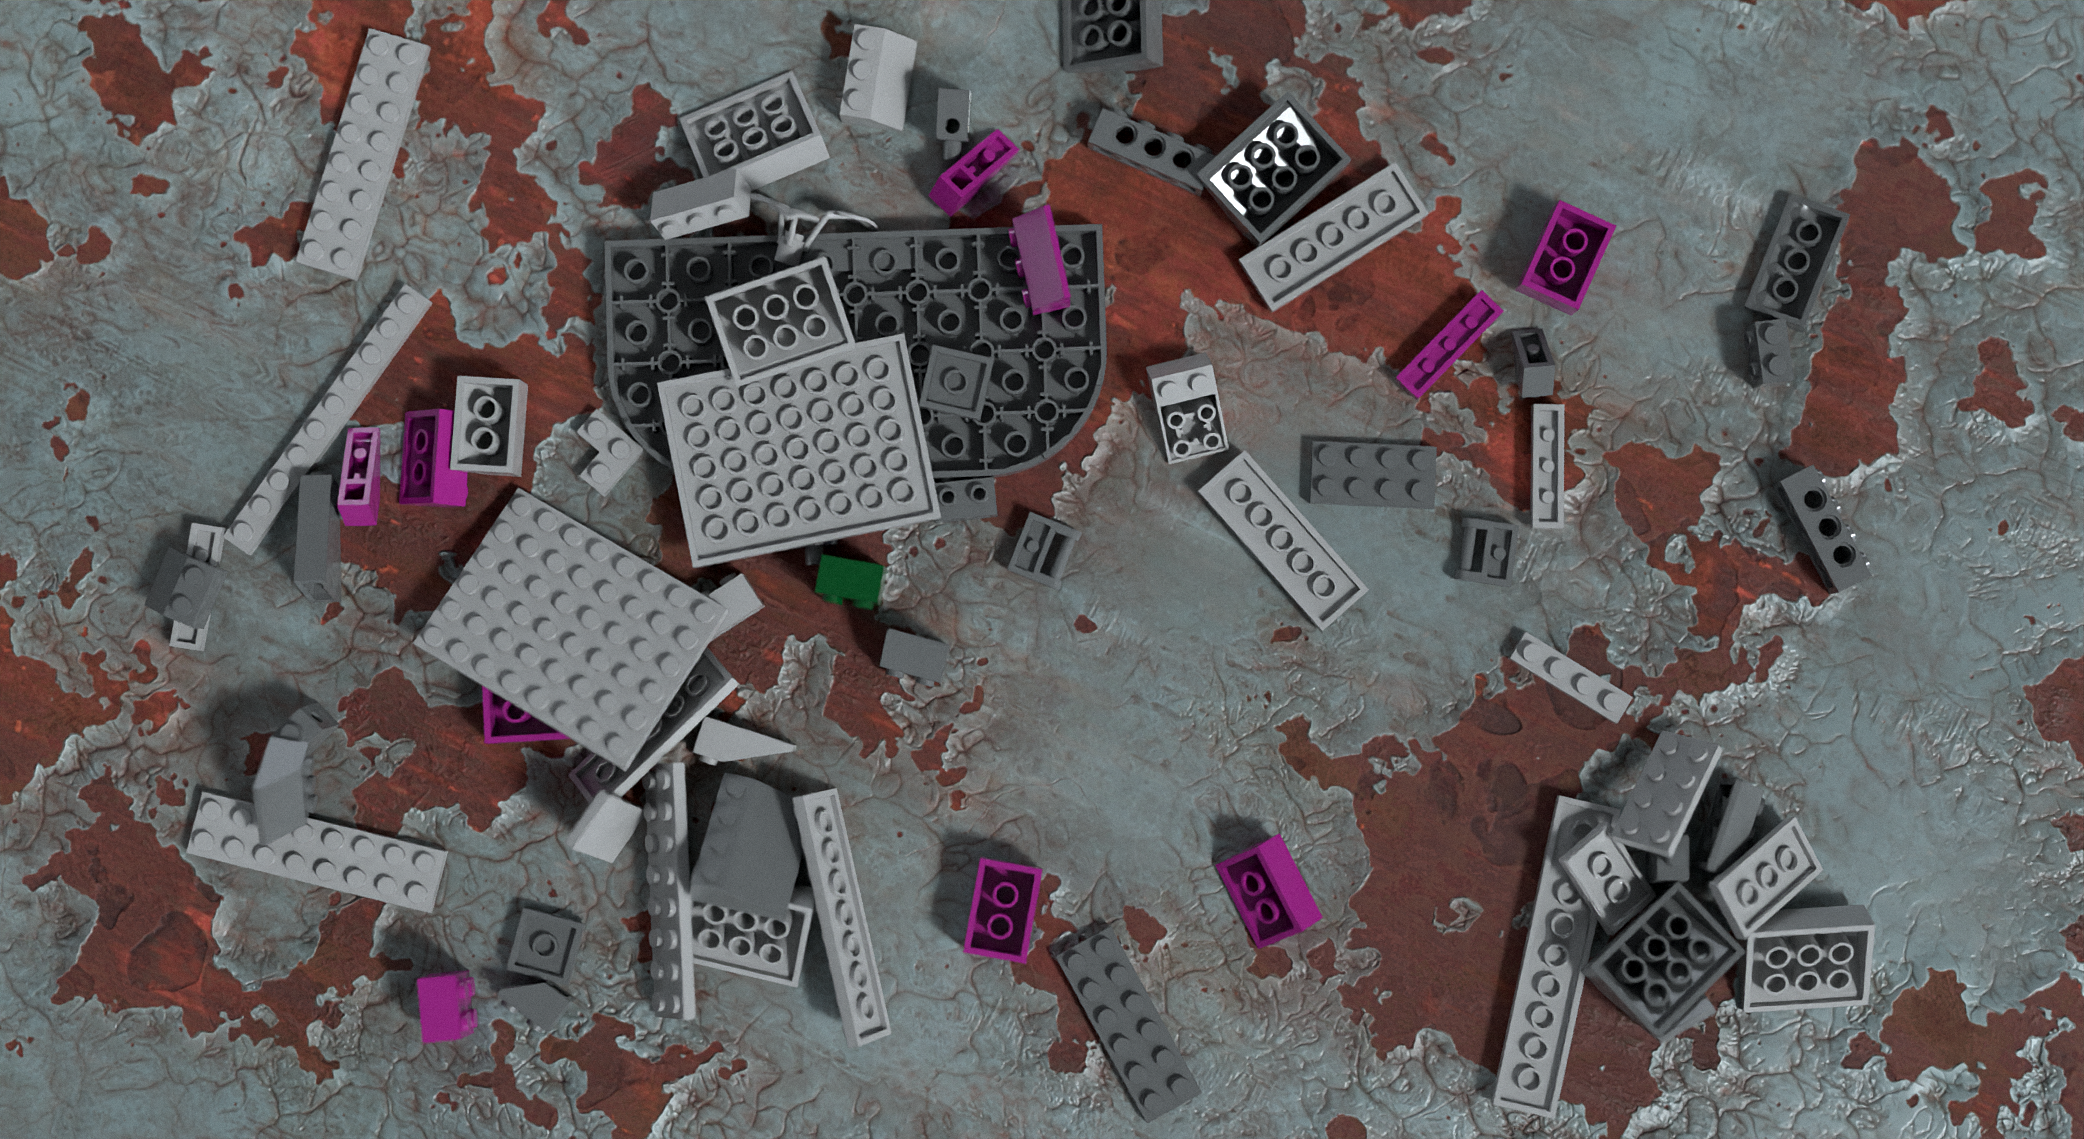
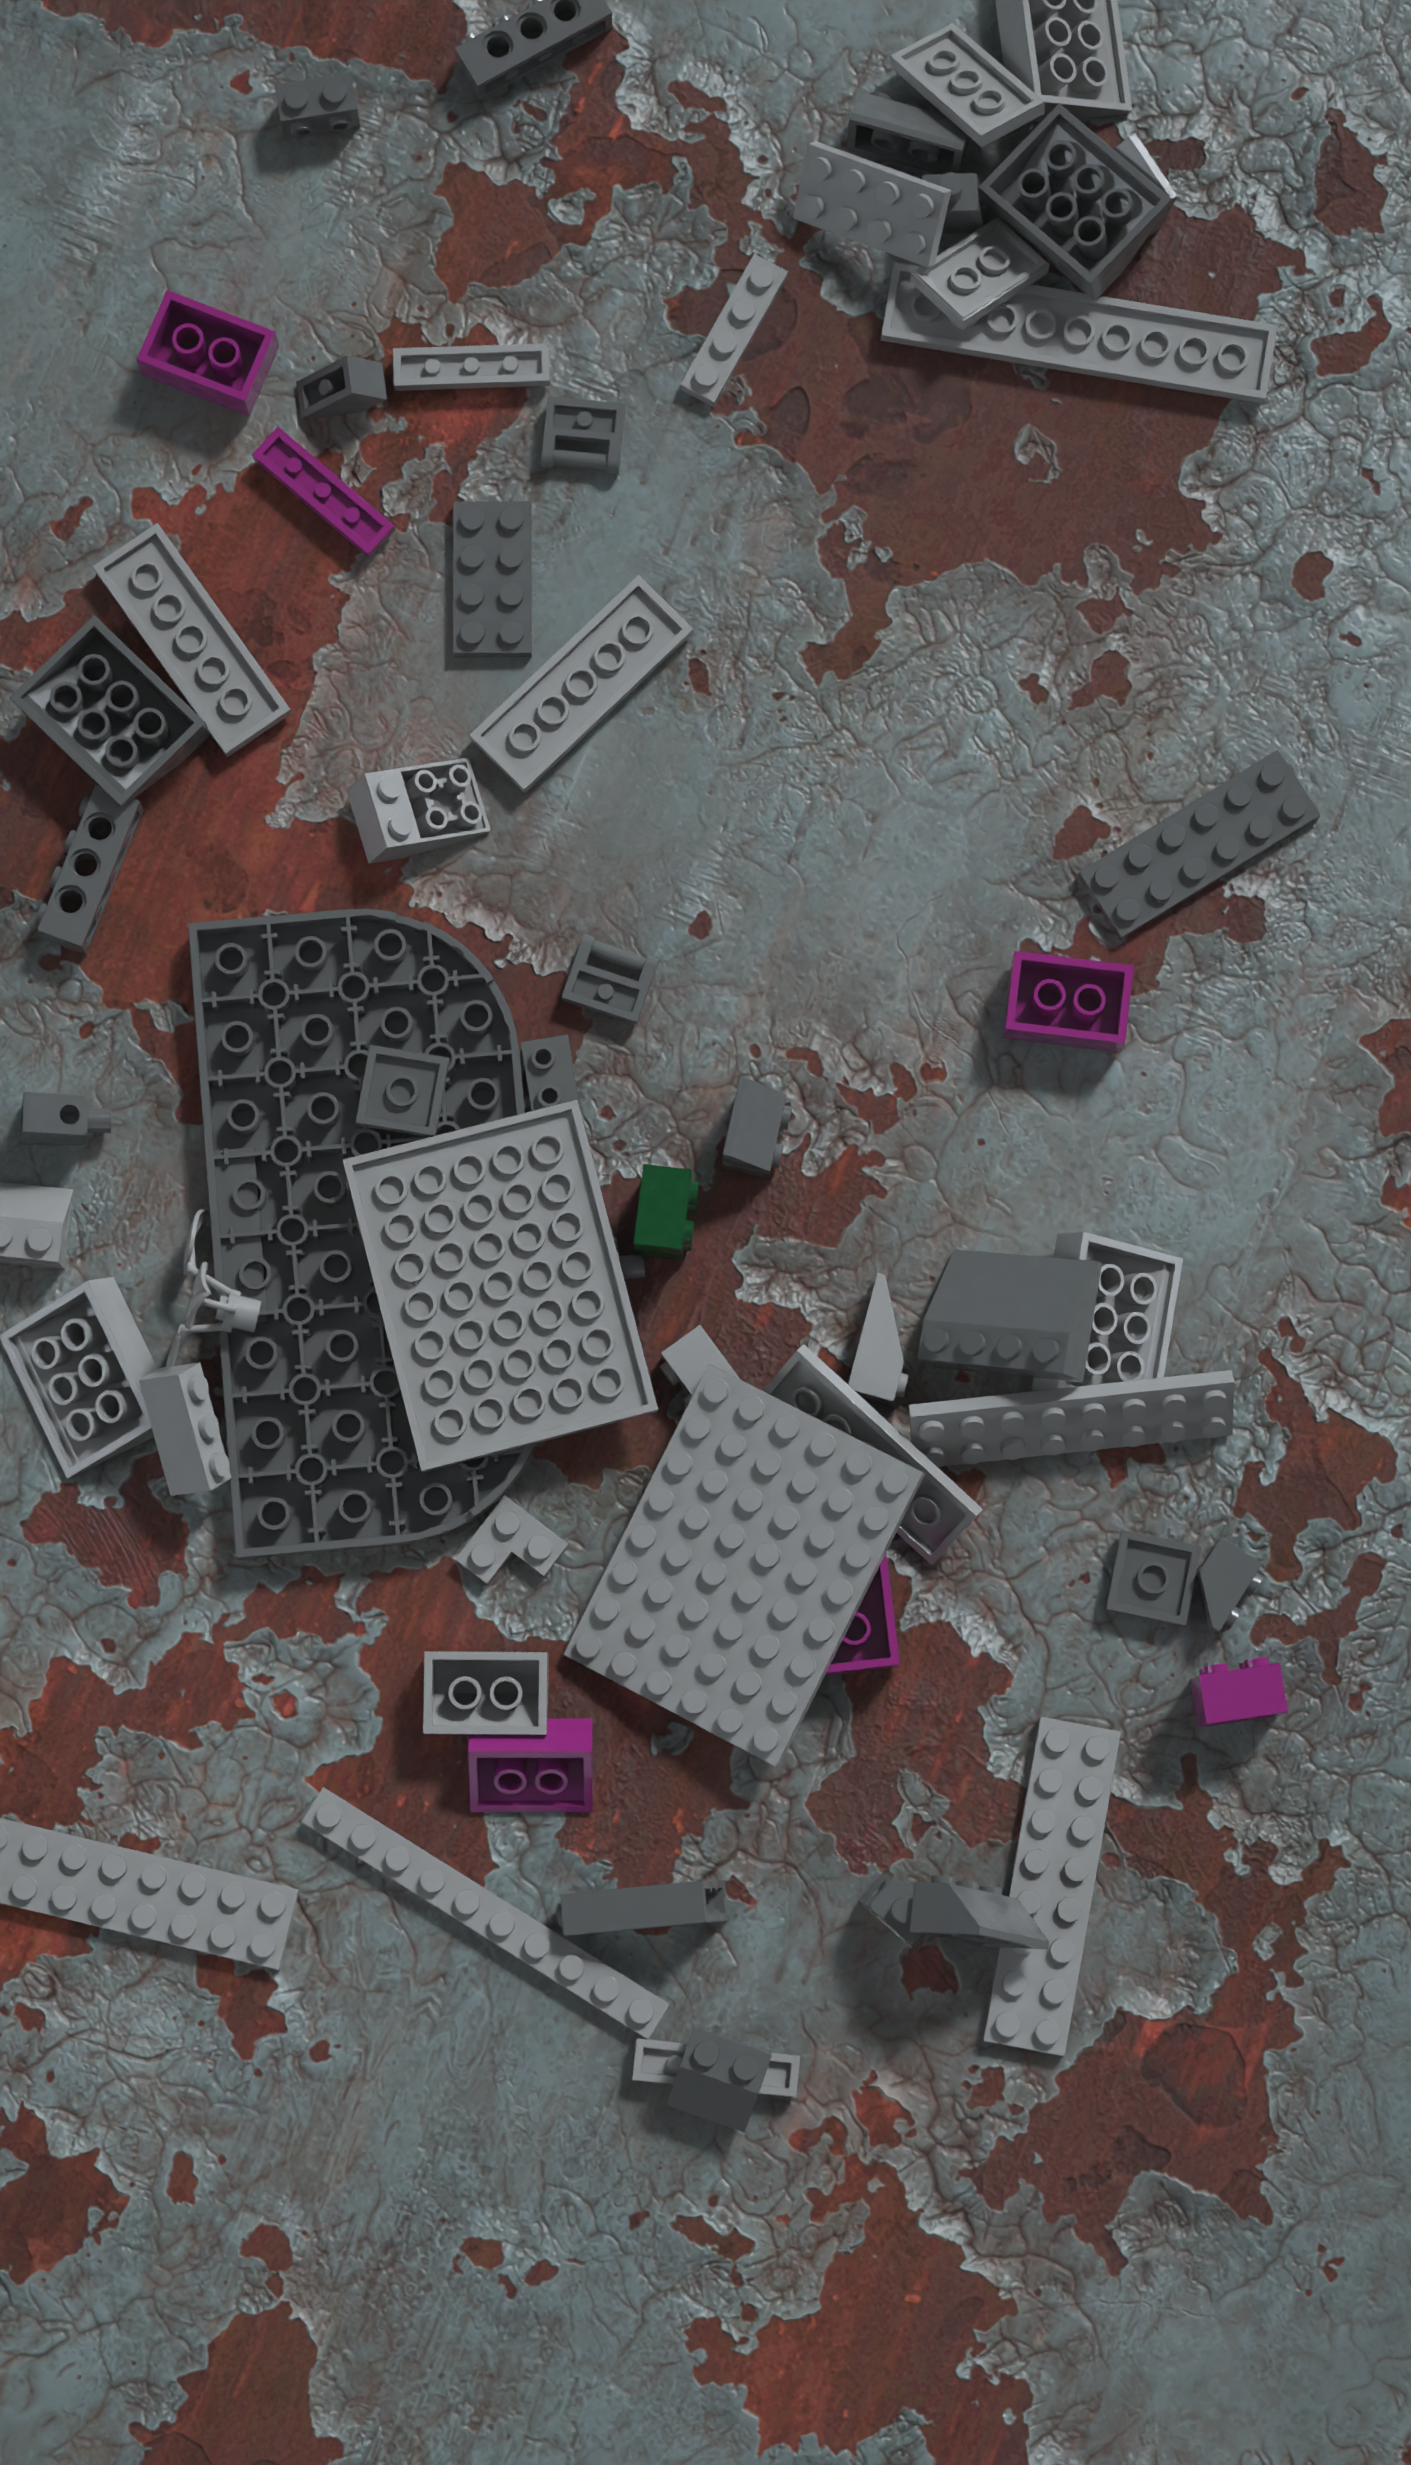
camera: 90 degrees left, 5 degrees down
(360, 478) = (559, 1860): magenta slope -> none
(605, 826) = (996, 1500): light grey tile -> none
(781, 321) = (334, 1314): light grey slope -> none
(842, 917) = (1090, 1200): light grey plate -> none
(972, 172) = (125, 1093): magenta slope -> none
(1040, 261) = (242, 990): magenta slope -> none
(1269, 891) = (1023, 679): magenta slope -> none
(1797, 262) = (200, 77): dark grey slope -> none

